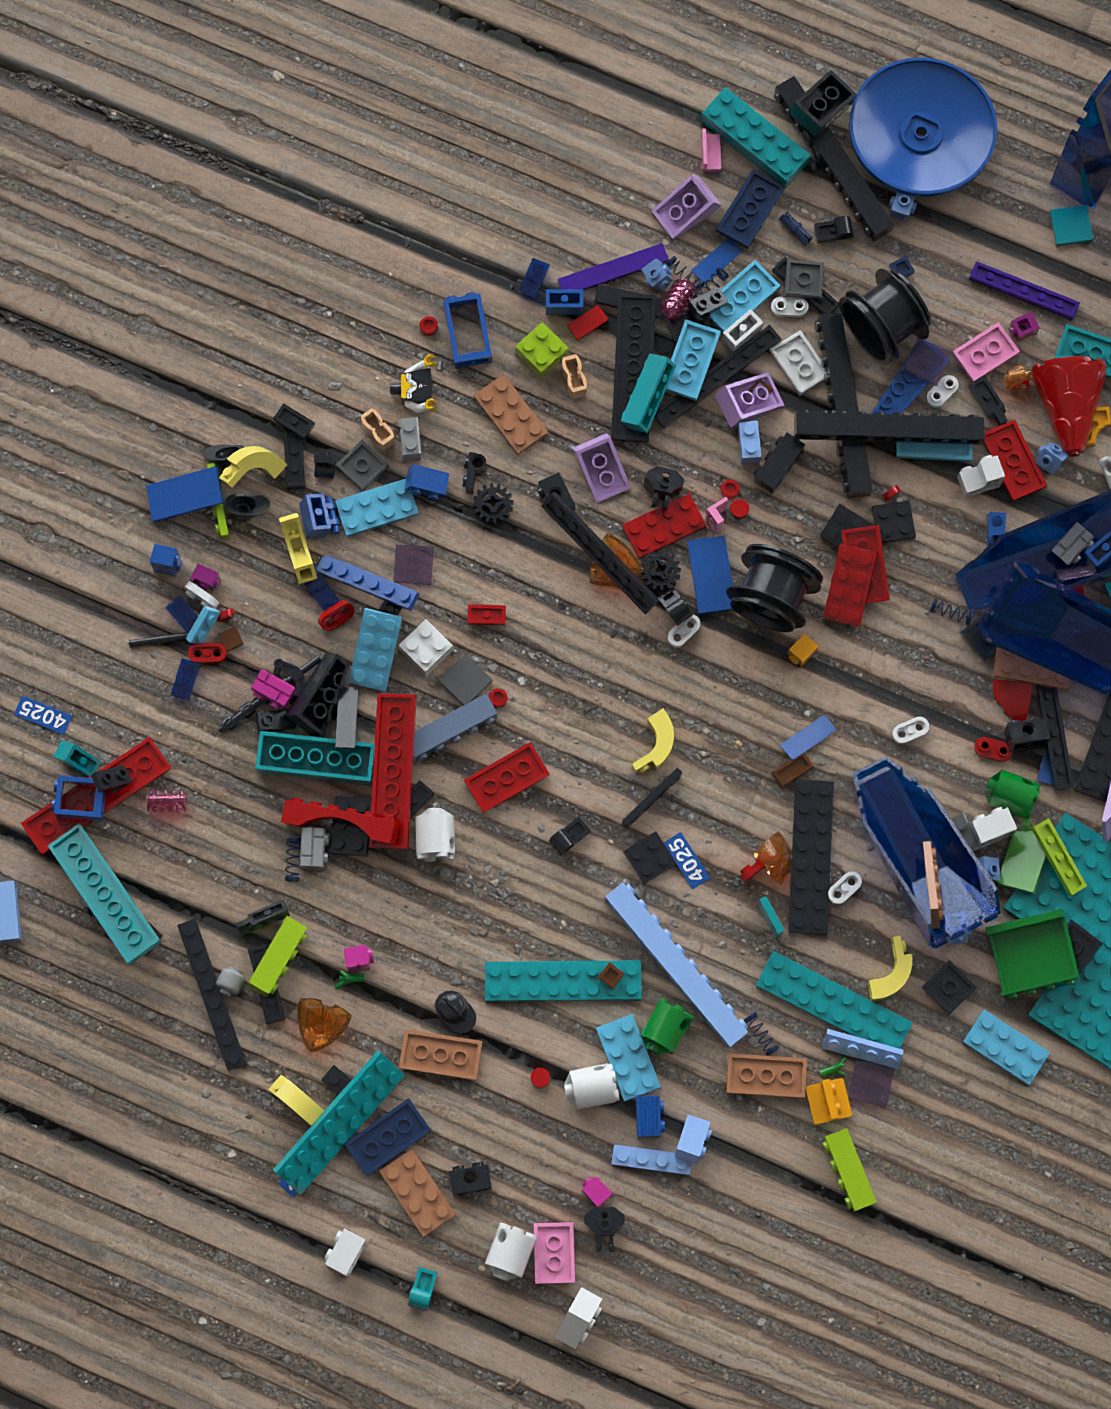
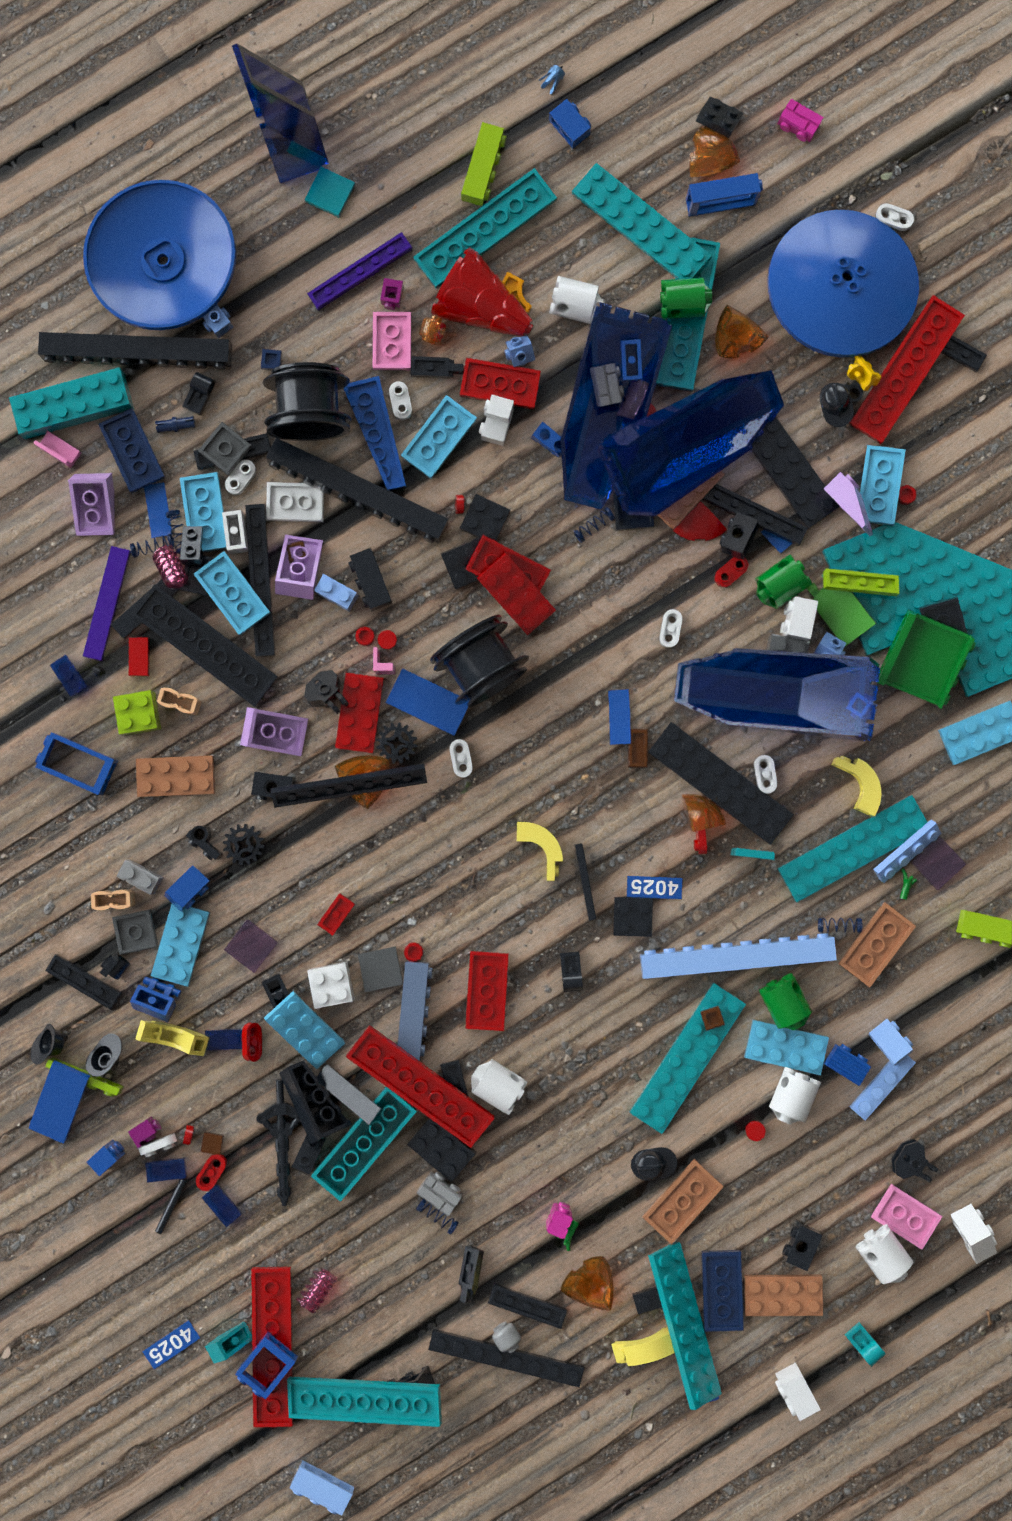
camera: 50 degrees left, 10 degrees up
(111, 779) = (268, 1330): black plate -> none
(203, 625) = (185, 1162): medium azure plate -> none
(250, 458) = (65, 1027): light yellow arch -> none
(273, 689) = (281, 1139): dark pink brick -> none
(277, 956) = (512, 1286): lime brick -> none
(294, 421) = (57, 966): black plate -> none
(302, 815) = (460, 1134): red arch -> none
(367, 582) = (242, 999): plate -> none
(416, 386) = (97, 840): torso -> none
(428, 326) = (49, 793): red tile -> none
(564, 301) = (107, 665): blue brick -> none
(596, 1191) = (880, 1148): dark pink brick -> none
(648, 393) = (237, 649): teal brick -> none
(657, 275) = (137, 569): medium blue brick -> none
(675, 606) = (436, 752): black plate -> none
(802, 650) = (544, 671): light orange brick -> none
(823, 103) = (81, 324): black brick -> none
(828, 1101) = (931, 908): light orange bracket -> none
(888, 428) = (404, 468): black brick -> none
(927, 361) = (367, 395): clear purple tile -> none
(933, 884) = (813, 700): plate -> none
(949, 987) = (903, 745): black plate -> none

